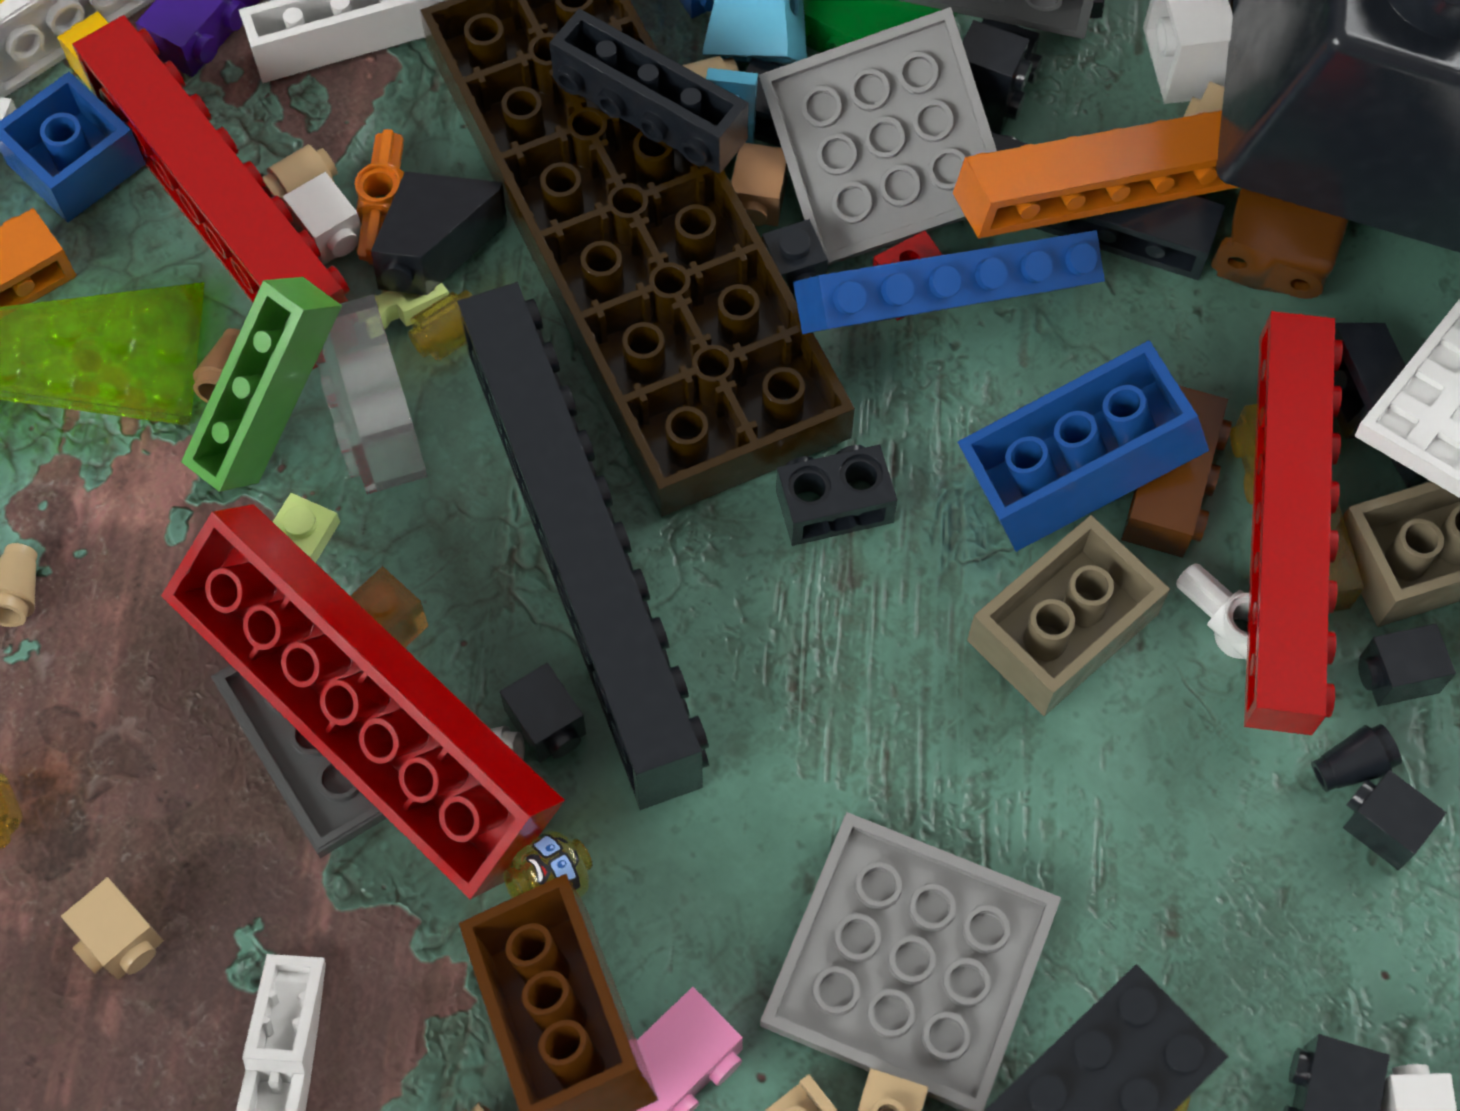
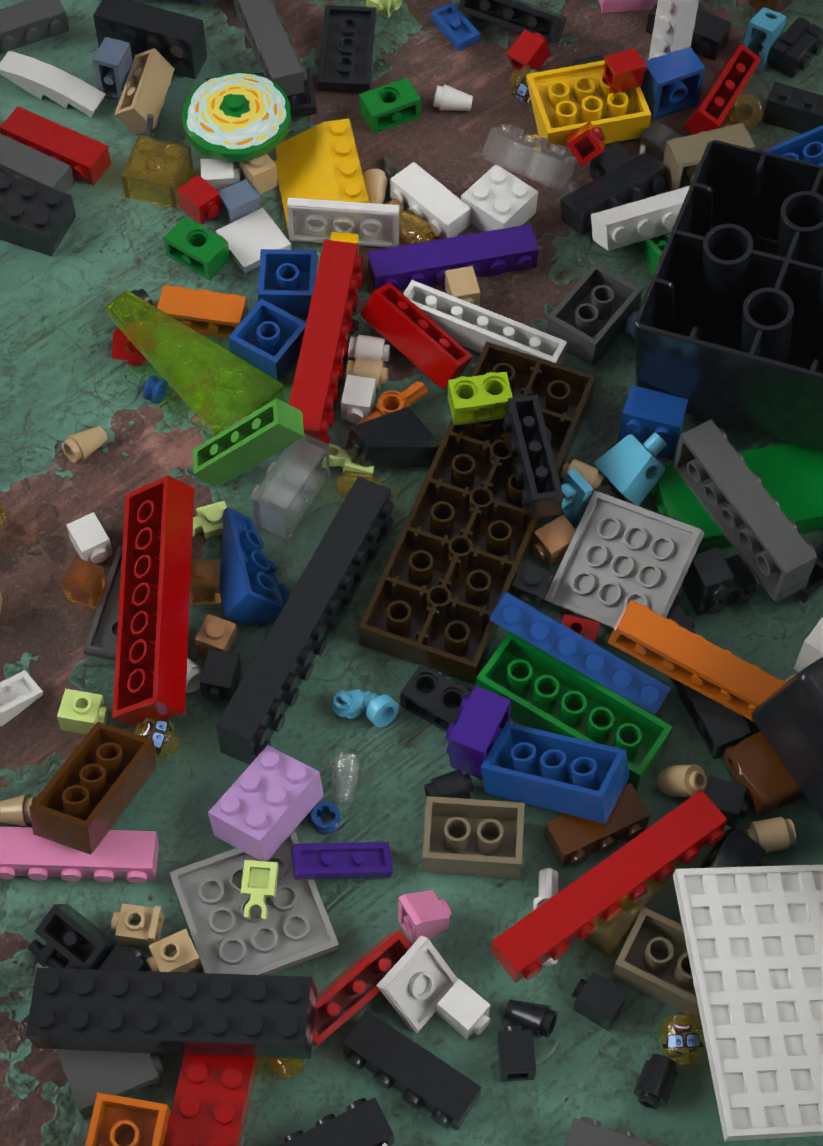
camera: 45 degrees right, 5 degrees down
(33, 432) = (155, 389): none -> blue bush
(125, 235) = (268, 339): none -> blue brick
(166, 702) = (90, 539): none -> white brick
(224, 764) = (84, 583): none -> clear orange brick
(270, 142) = (369, 348): none -> white brick
(317, 76) = (415, 335): none -> red brick
(414, 931) = (81, 711): none -> yellowish green brick
(452, 572) = (247, 577): none -> blue wedge
(483, 670) = (216, 635): none -> medium nougat brick
(507, 69) = (481, 403): none -> lime brick
(739, 593) = (380, 709): none -> medium azure arm
(789, 815) = (266, 803): none -> lavender brick
(832, 689) = (345, 776): none -> clear cone
(863, 779) = (317, 823): none -> blue bush
(893, 919) = (258, 882): none -> yellowish green plate
(939, 484) = (476, 730): none -> dark purple brick
(950, 794) = (341, 860): none -> dark purple plate
(969, 585) = (450, 785): none -> black brick
(992, 357) = (568, 703): none -> green brick
(1119, 766) = (423, 914): none -> bright pink slope
(1143, 900) = (356, 985): none -> red brick
(1208, 848) = (417, 983): none -> white tile
(1211, 329) = (682, 780): none -> tan brick
(1253, 307) = (727, 798): none -> black brick
(1281, 827) = (464, 1010): none -> white brick
(1307, 960) = (411, 1070): none -> black brick
(1363, 297) = (773, 833): none -> tan brick

